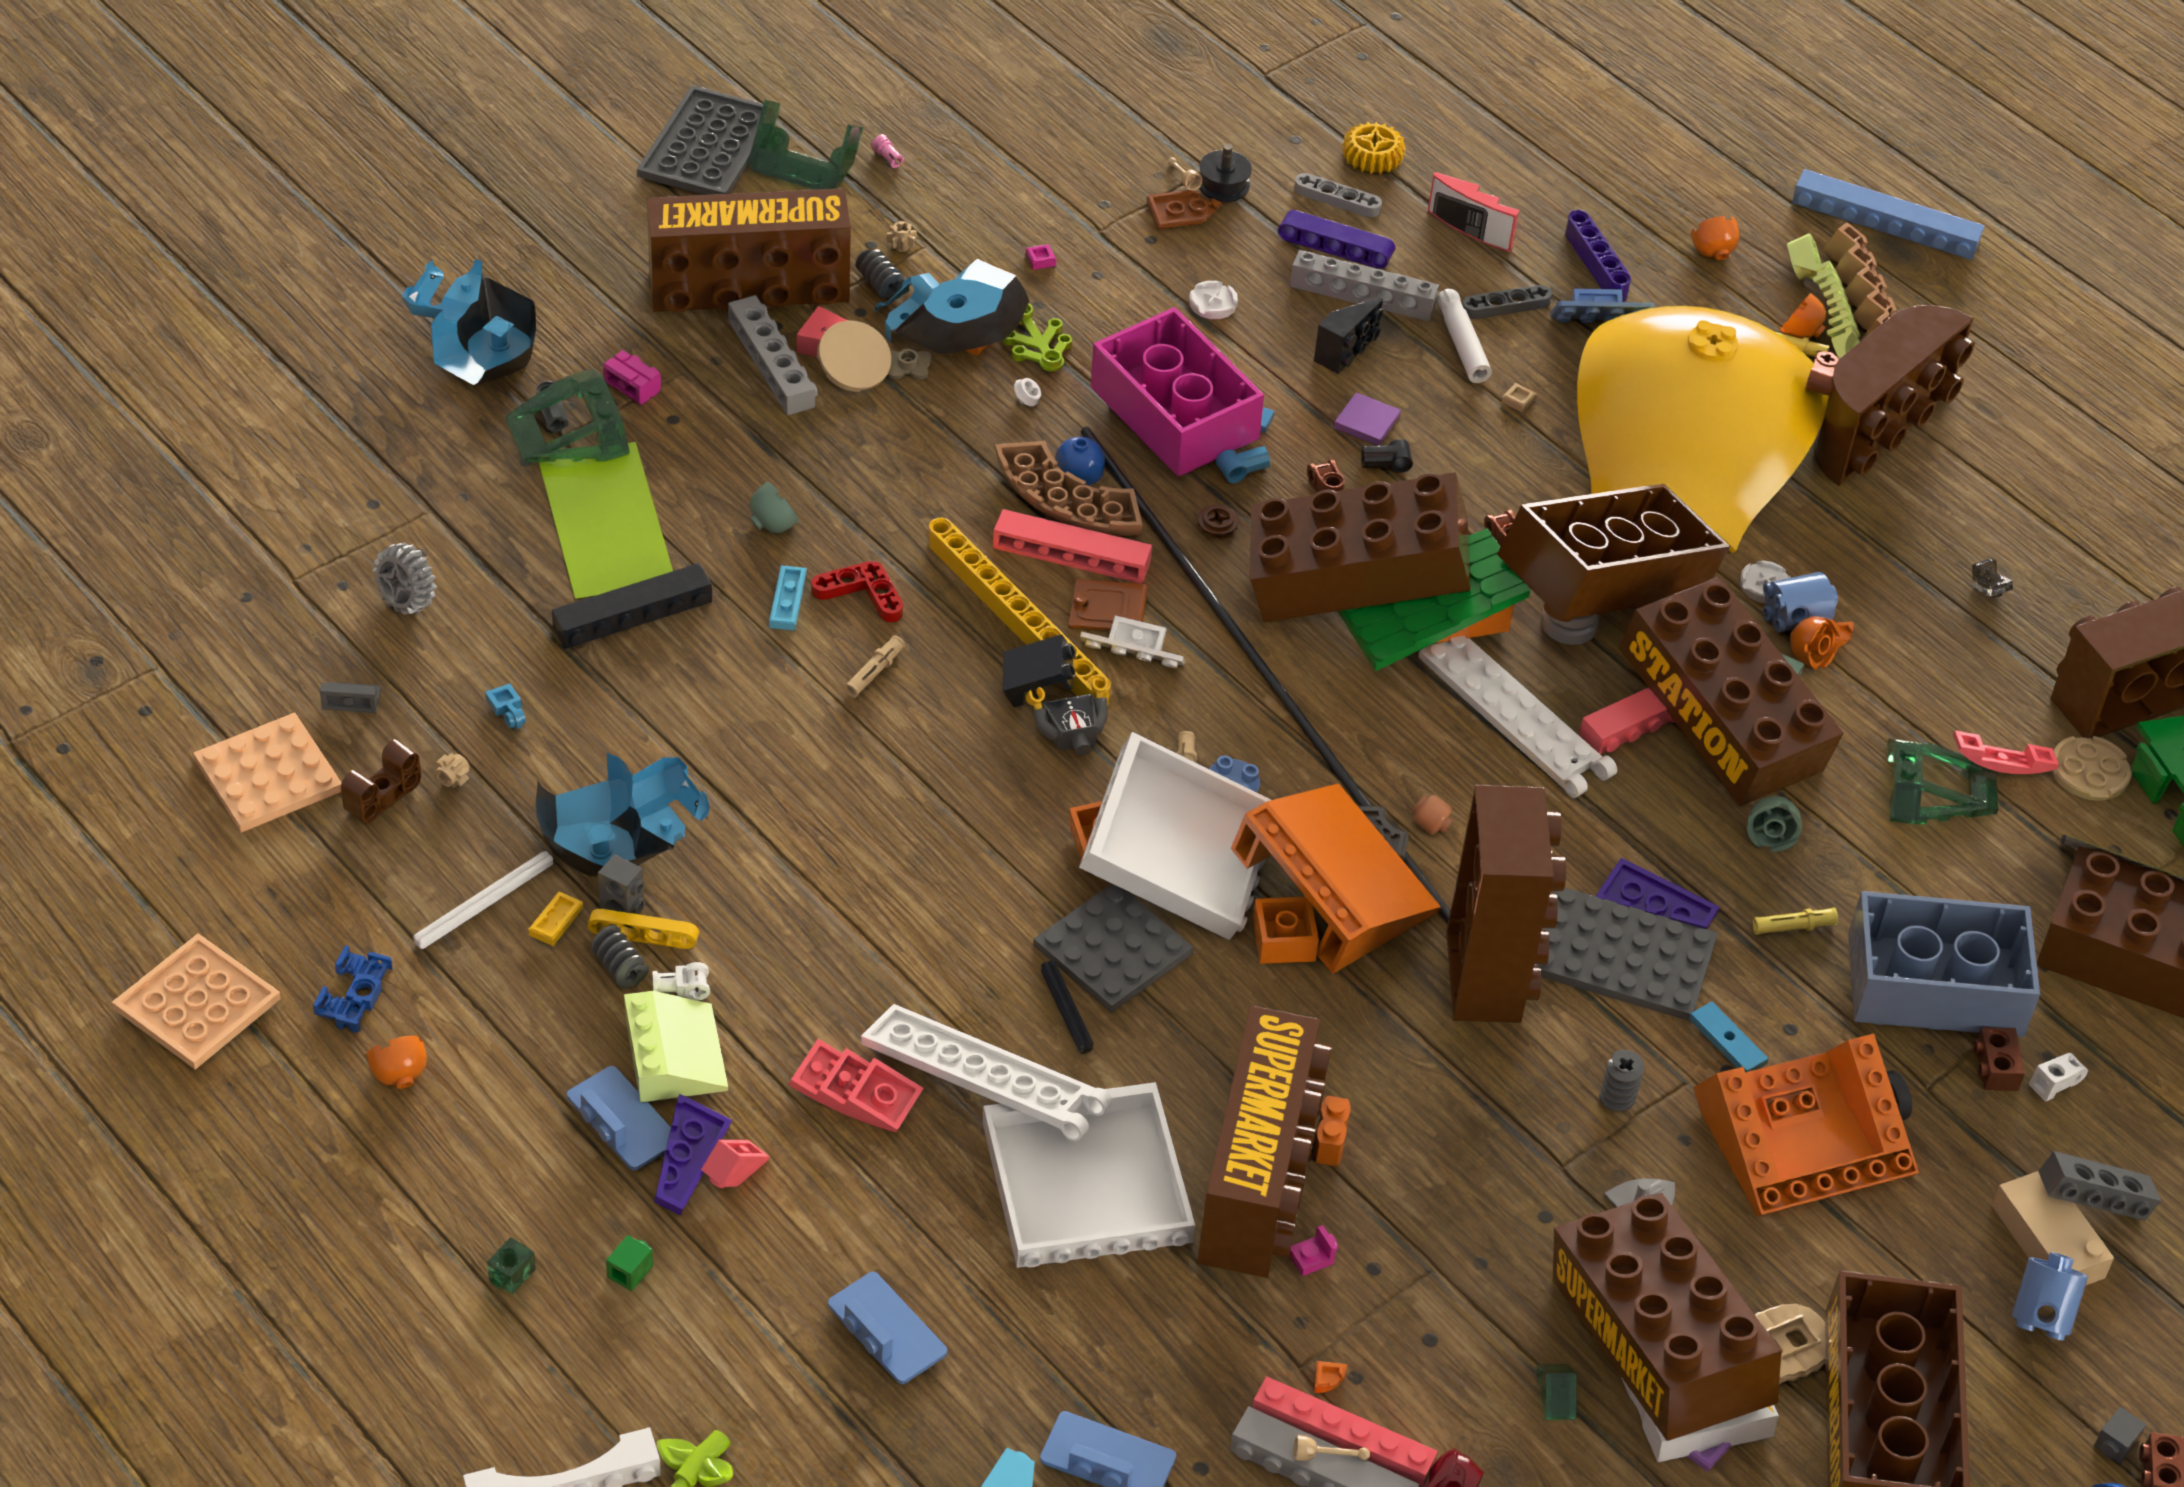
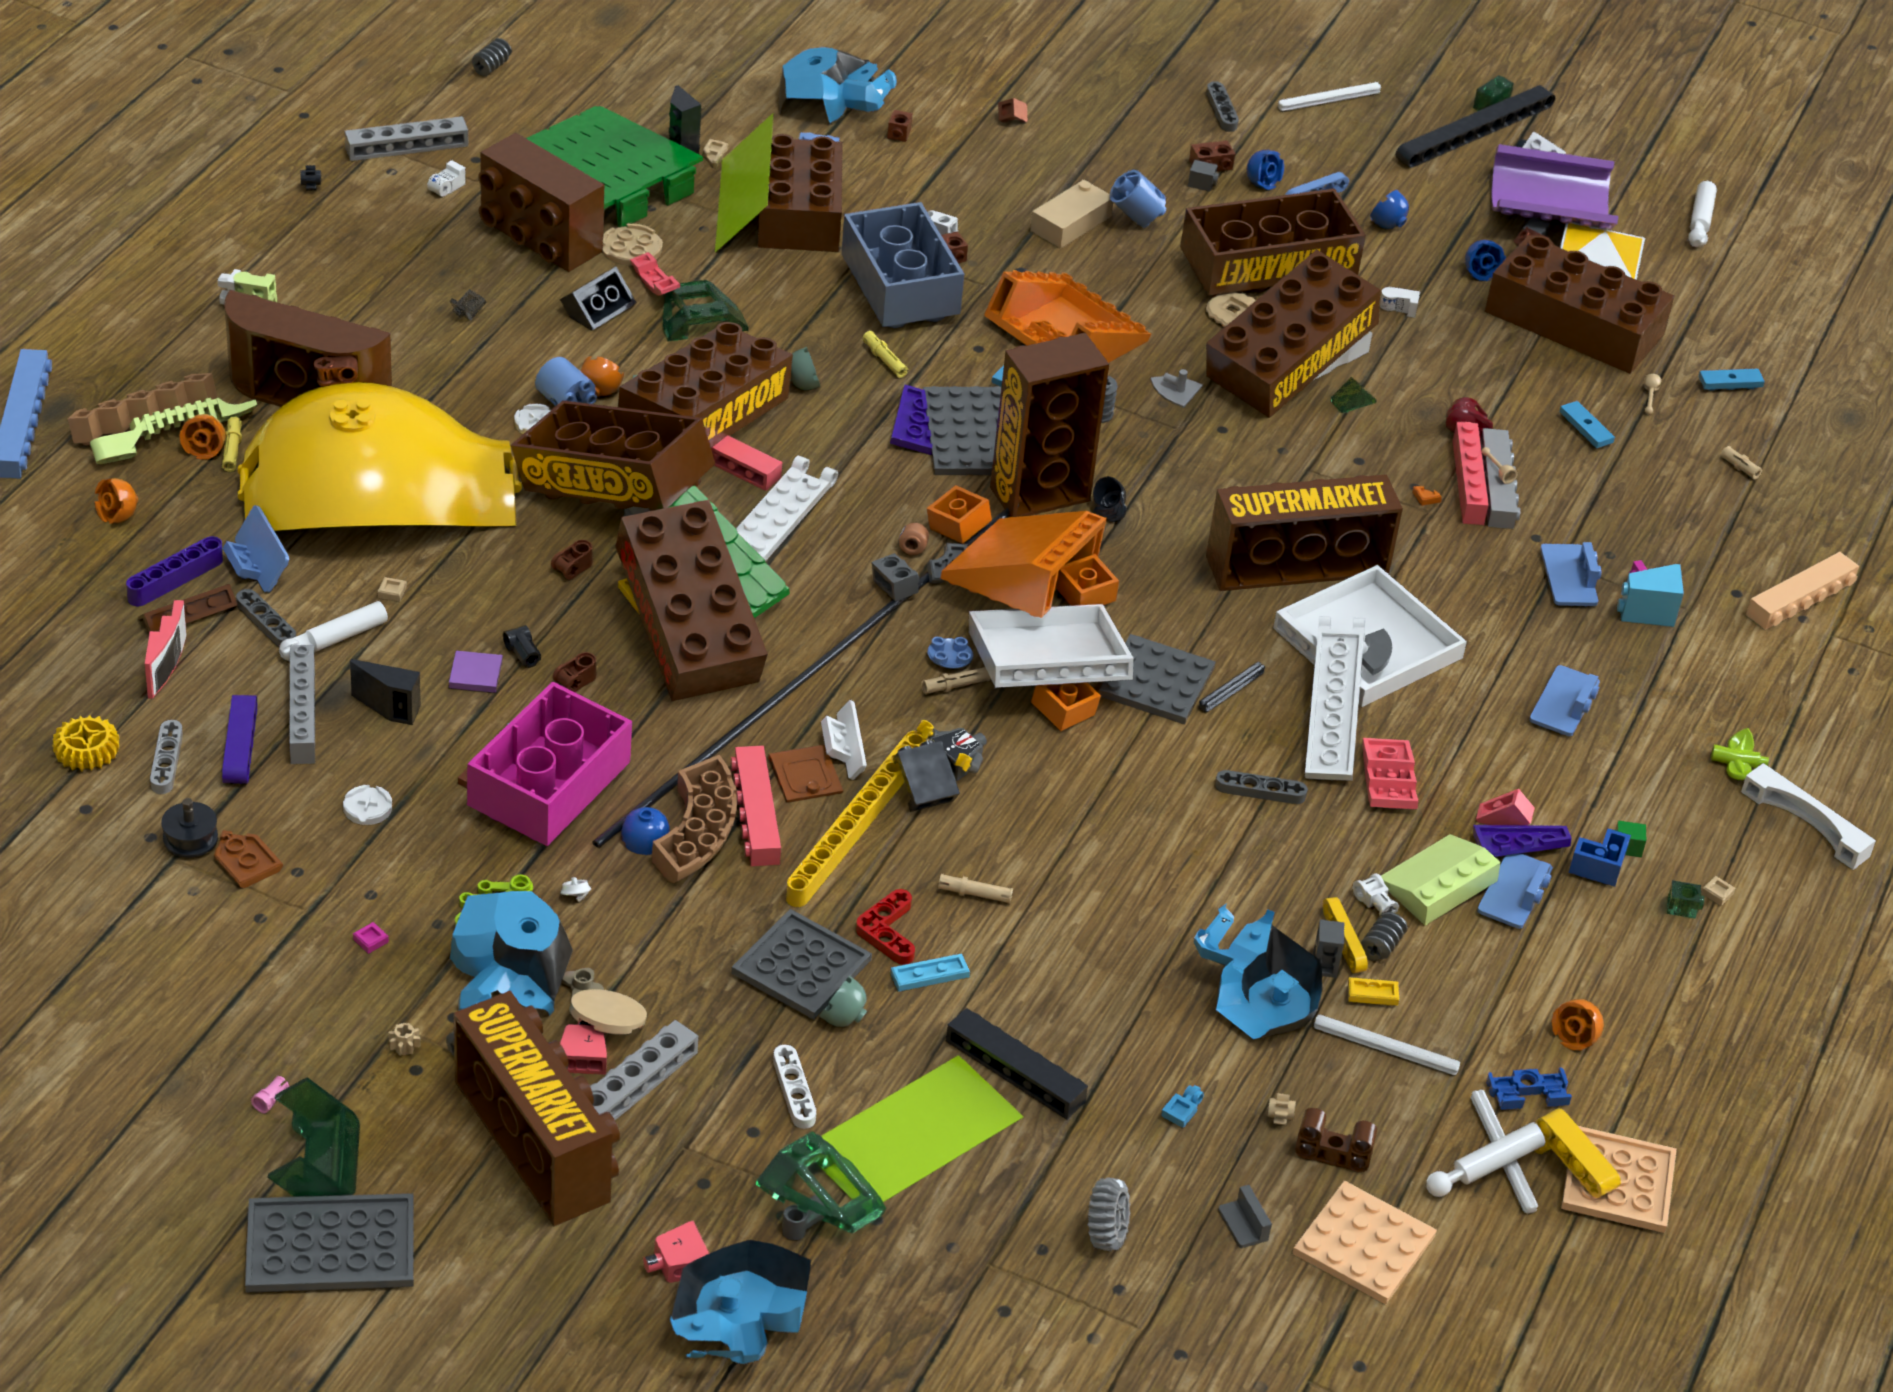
camera: 115 degrees left, 5 degrees down
(237, 955) = (1577, 1153): none -> yellow beam
(282, 892) = (1487, 1159): none -> white piece
(295, 928) = (1512, 1169): none -> white axle
(510, 1320) = (1718, 891): none -> tan tile
(560, 322) = (675, 1251): none -> coral torso
(607, 1205) = (1599, 860): none -> blue brick
(632, 377) = (726, 1170): dark pink brick -> none
(703, 459) = (794, 1086): none -> white beam
(848, 508) = (801, 963): none -> dark grey plate
(899, 963) = (1261, 787): none -> dark grey beam
(1037, 1146) = (1378, 651): none -> dark grey tile
(1191, 179) = (207, 851): tan hinge -> none
(1225, 516) = (663, 723): reddish brown gear -> none
(1368, 769) = (895, 577): none -> dark grey brick
(1437, 1023) = (1109, 499): none -> black hair
(1439, 857) = (959, 514): none -> orange brick
(1539, 252) = (194, 607): none -> reddish brown panel
(1972, 692) = (599, 299): none -> black slope
(2043, 408) = (249, 284): none -> yellowish green hips
(2099, 1185) = (1033, 188): dark grey brick -> none

